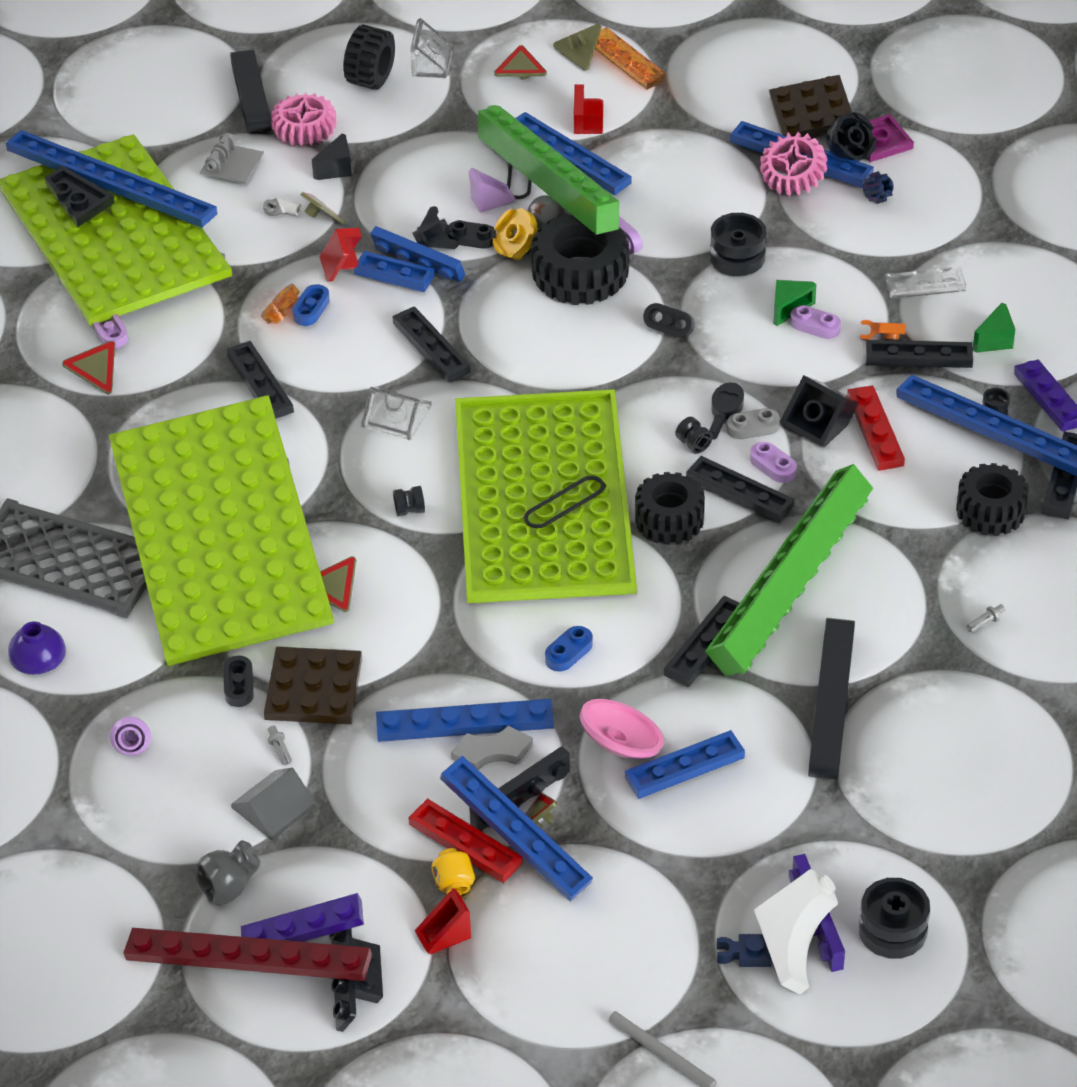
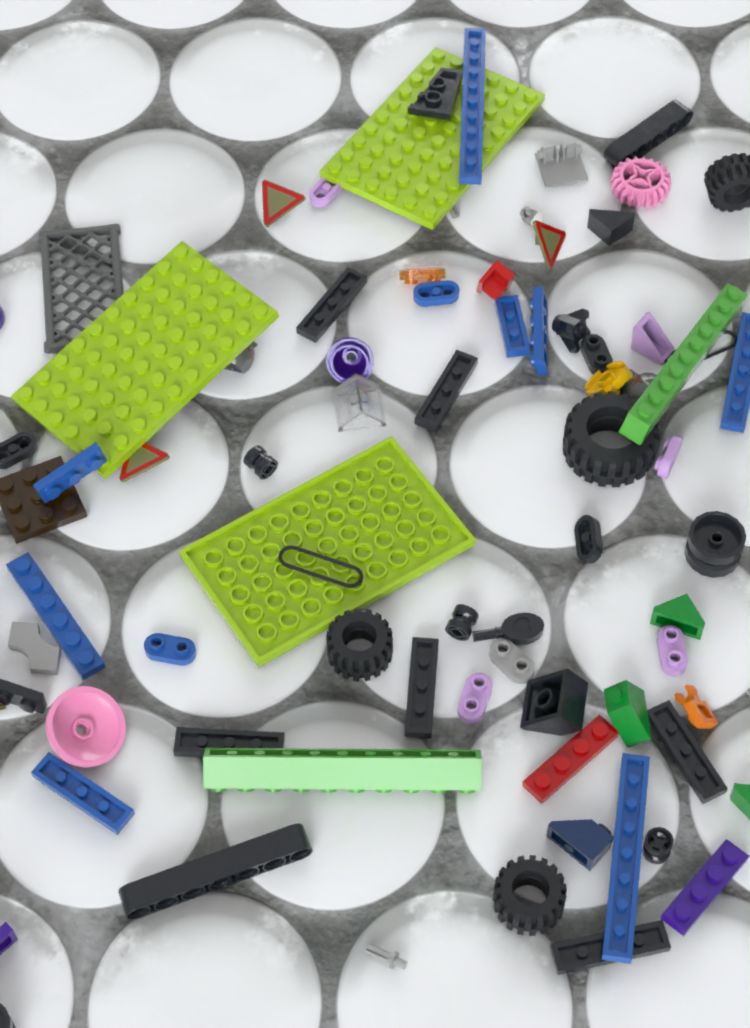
camera: 60 degrees right, 10 degrees up
(322, 631) = (70, 473): none -> blue plate
(347, 387) = (342, 367): none -> piece
(863, 367) = (628, 712): none -> green slope
(961, 449) = (581, 840): none -> dark blue slope

